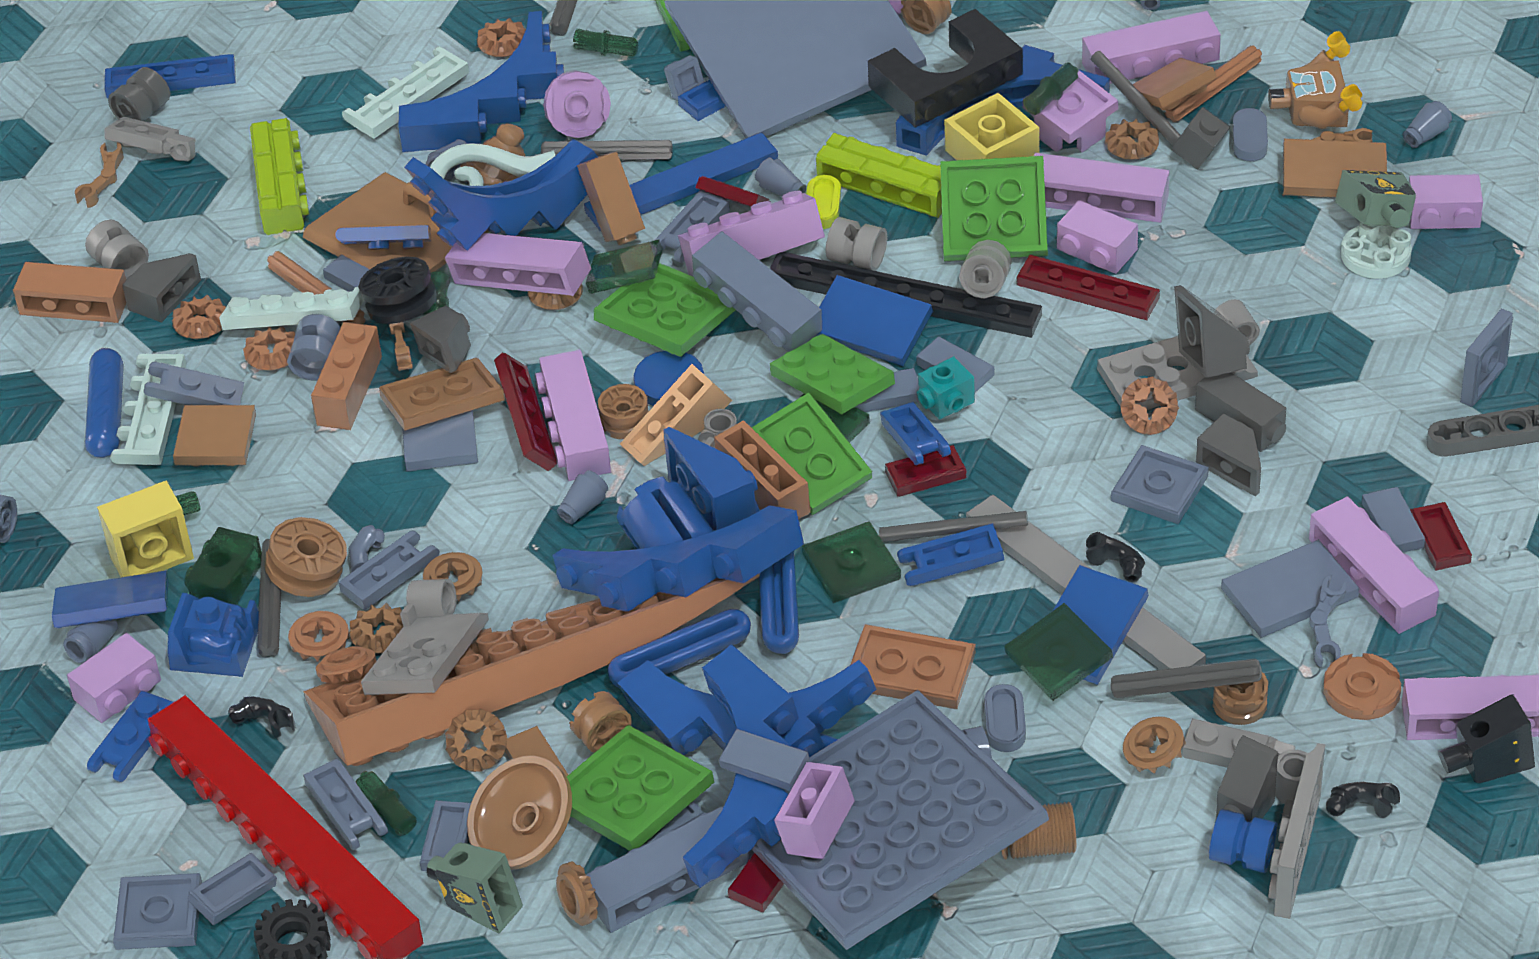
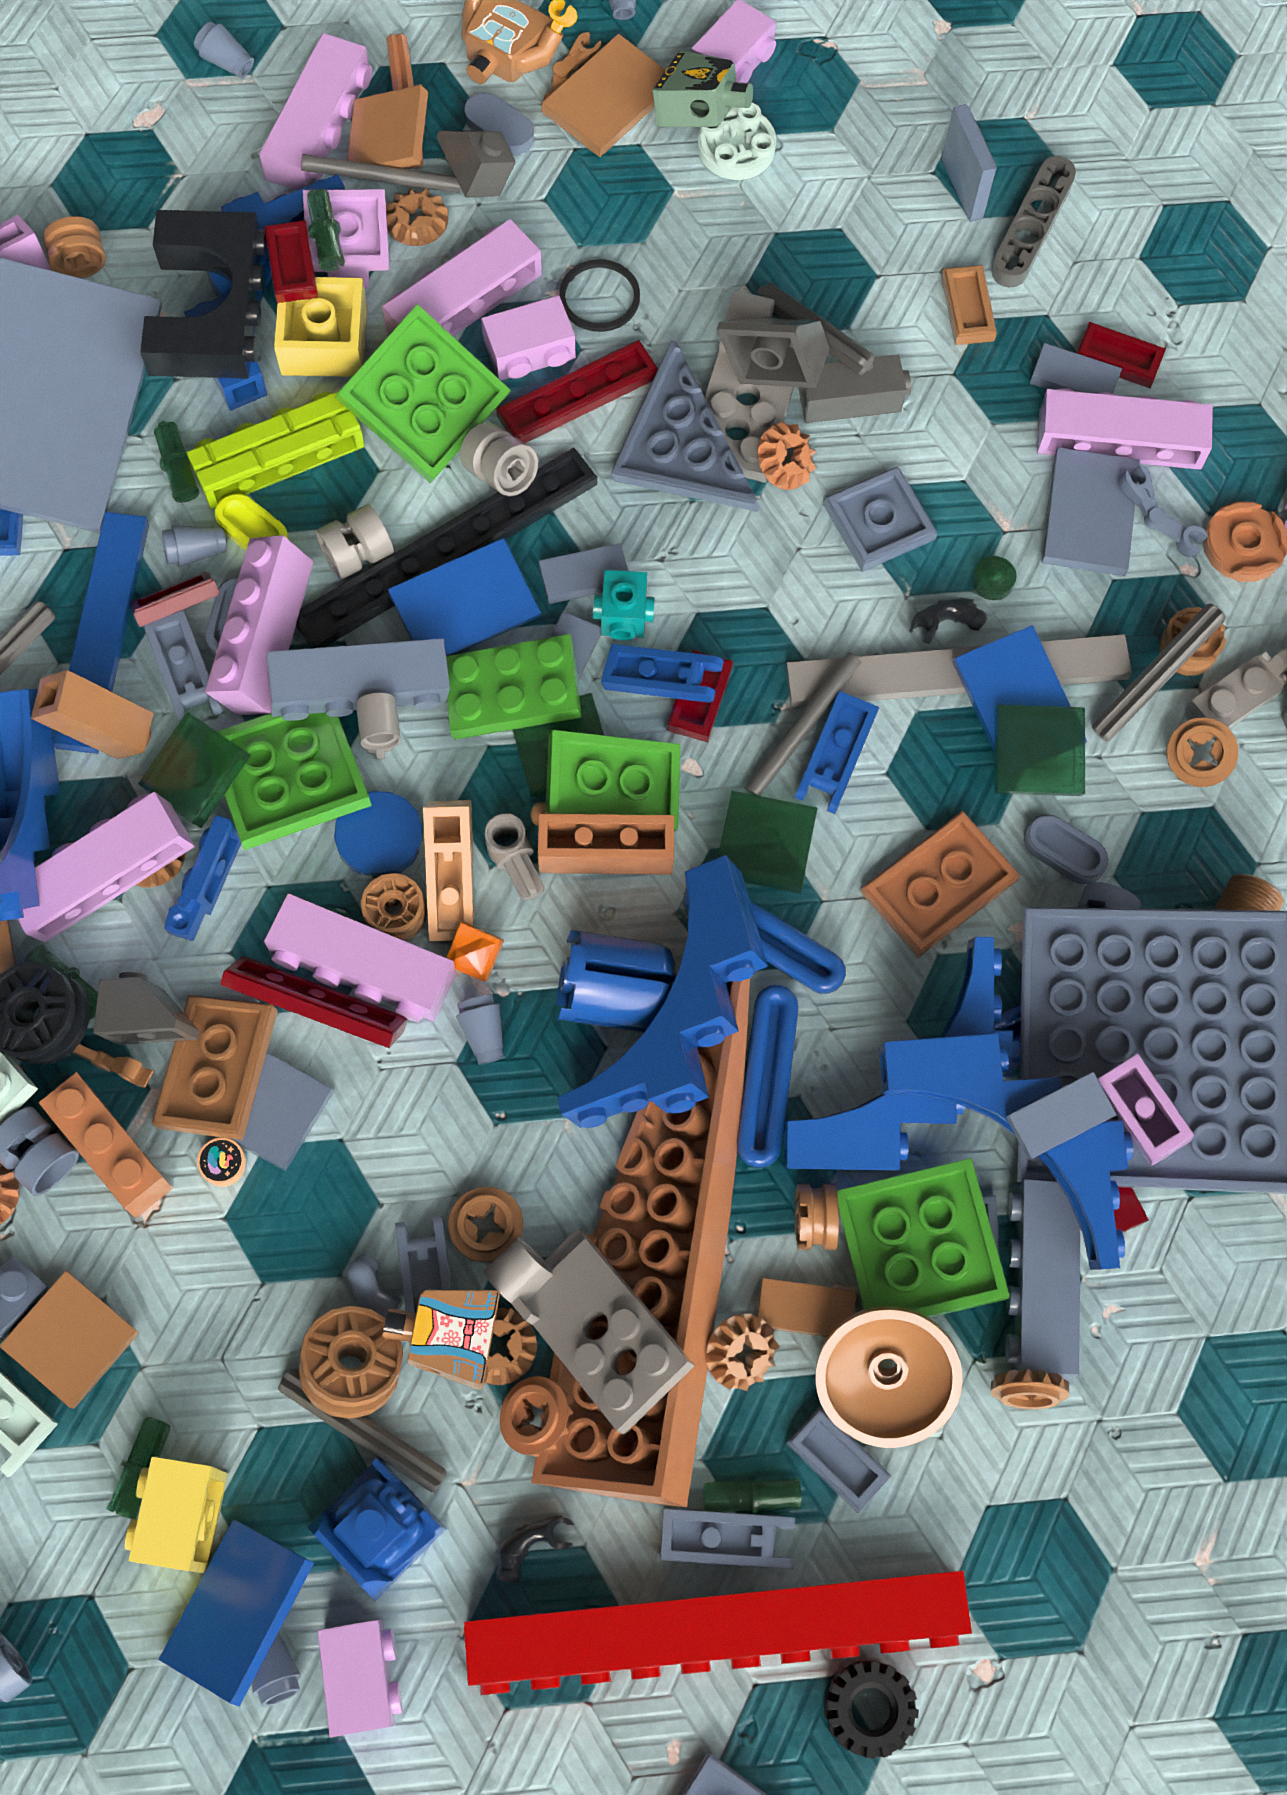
camera: 60 degrees left, 25 degrees up
(129, 737) = (447, 1703): blue hinge -> none
(225, 566) = (314, 1473): clear green brick -> none
(232, 888) = (757, 1731): sand blue tile -> none
(307, 627) = (465, 1438): nougat gear -> none
(362, 583) = (448, 1333): none -> torso
(385, 437) = (221, 1162): none -> tile
(477, 884) = (964, 1475): sand green torso -> none
(558, 317) = (205, 880): none -> blue hinge
(630, 464) = (474, 951): none -> orange tile
(711, 479) = (597, 899): blue slope -> none
(731, 319) = (378, 723): none -> light grey axle
(843, 127) = (175, 462): none -> clear green axle
(1010, 89) = (291, 261): none -> dark red tile
(1098, 348) = (679, 443): none -> sand blue tile
(1176, 278) = (600, 263): none -> black piece
(1177, 566) = (994, 578): none -> clear green tile
(1231, 453) = (904, 435): dark grey slope -> none
(1259, 358) = (841, 346): none -> dark grey axle
(1386, 435) = (968, 305): none -> medium nougat tile

